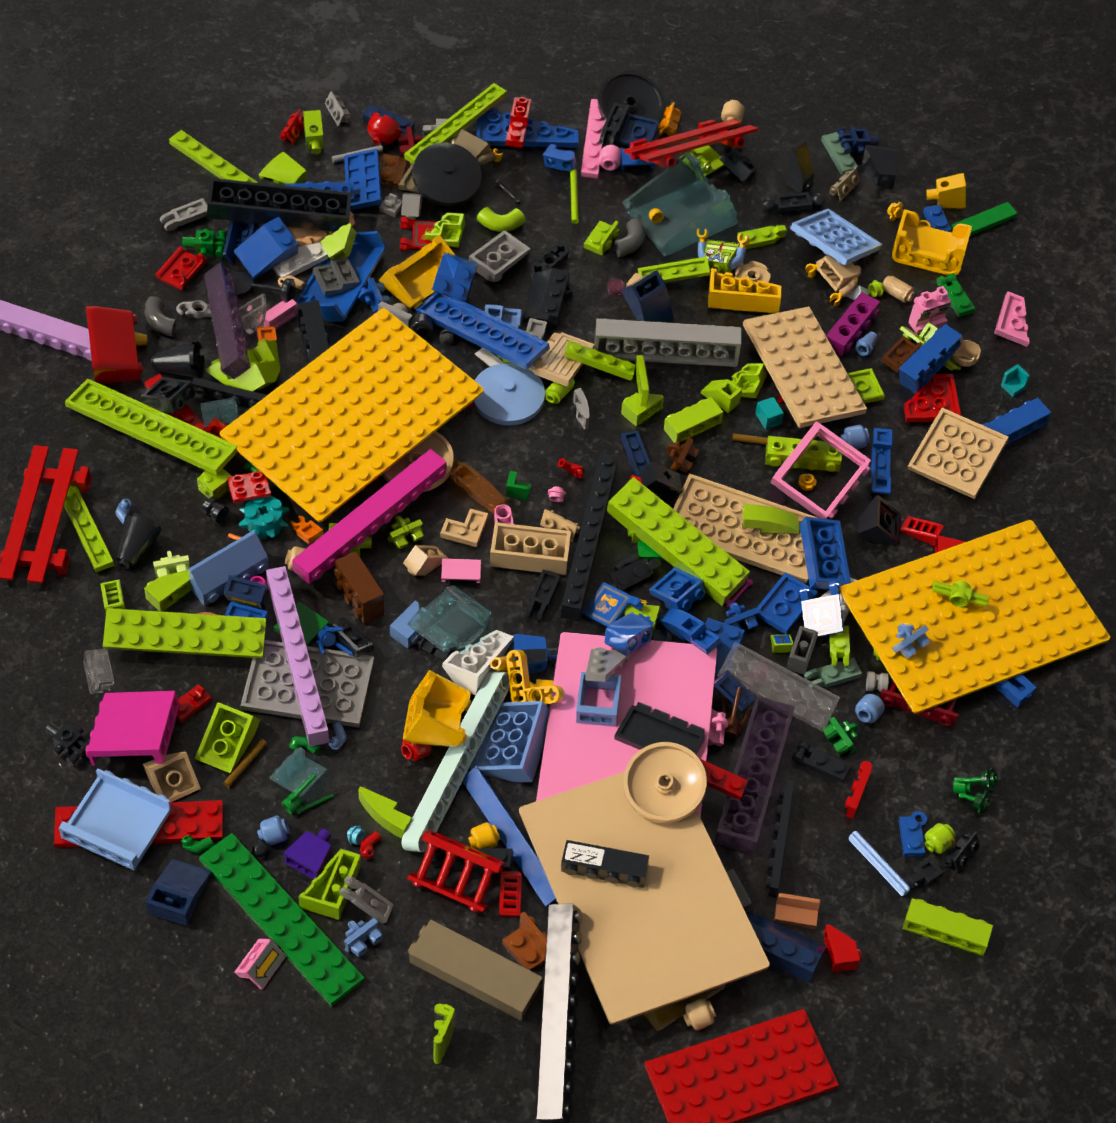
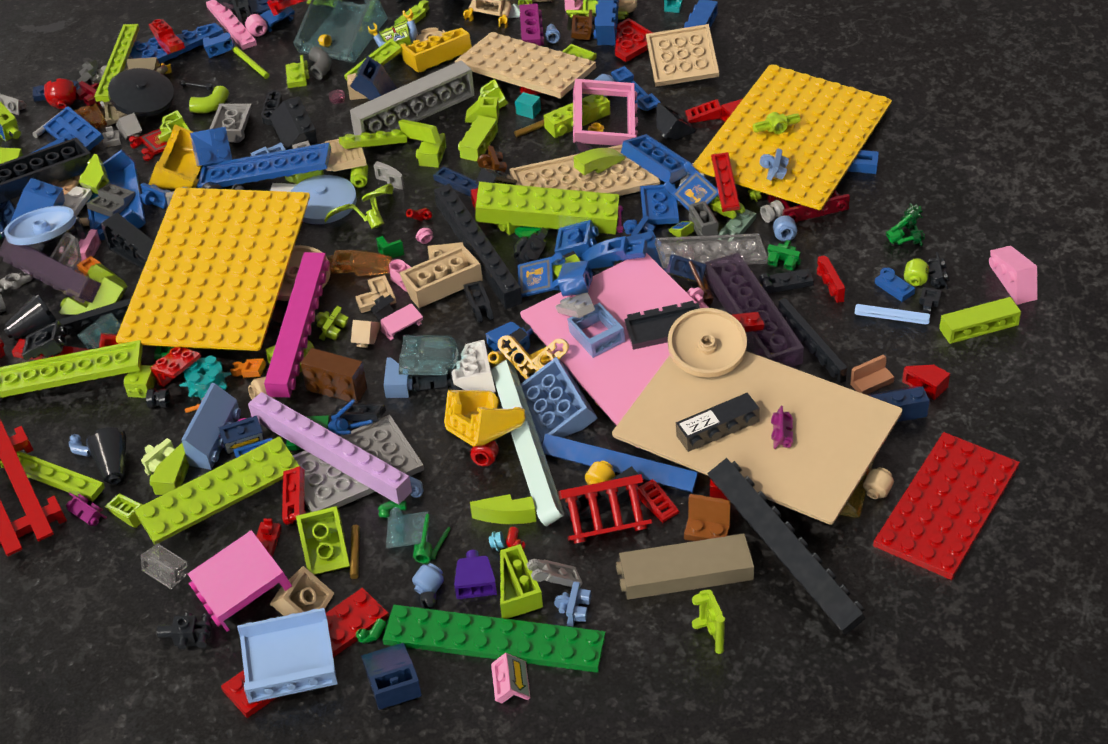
camera: 30 degrees left, 10 degrees down
(83, 569) = (91, 512): none -> magenta hinge
(237, 679) = (293, 494): none -> red plate
(249, 272) = (40, 225): none -> light blue dish
(426, 117) = (88, 70): none -> dark grey slope
(457, 547) = (382, 307): none -> black bracket
(530, 445) = (373, 215): none -> lime plant
(645, 914) = (781, 422): none -> magenta hinge
(851, 625) = (725, 182): none -> red tile
(1027, 903) = (1015, 273): none -> bright pink wedge

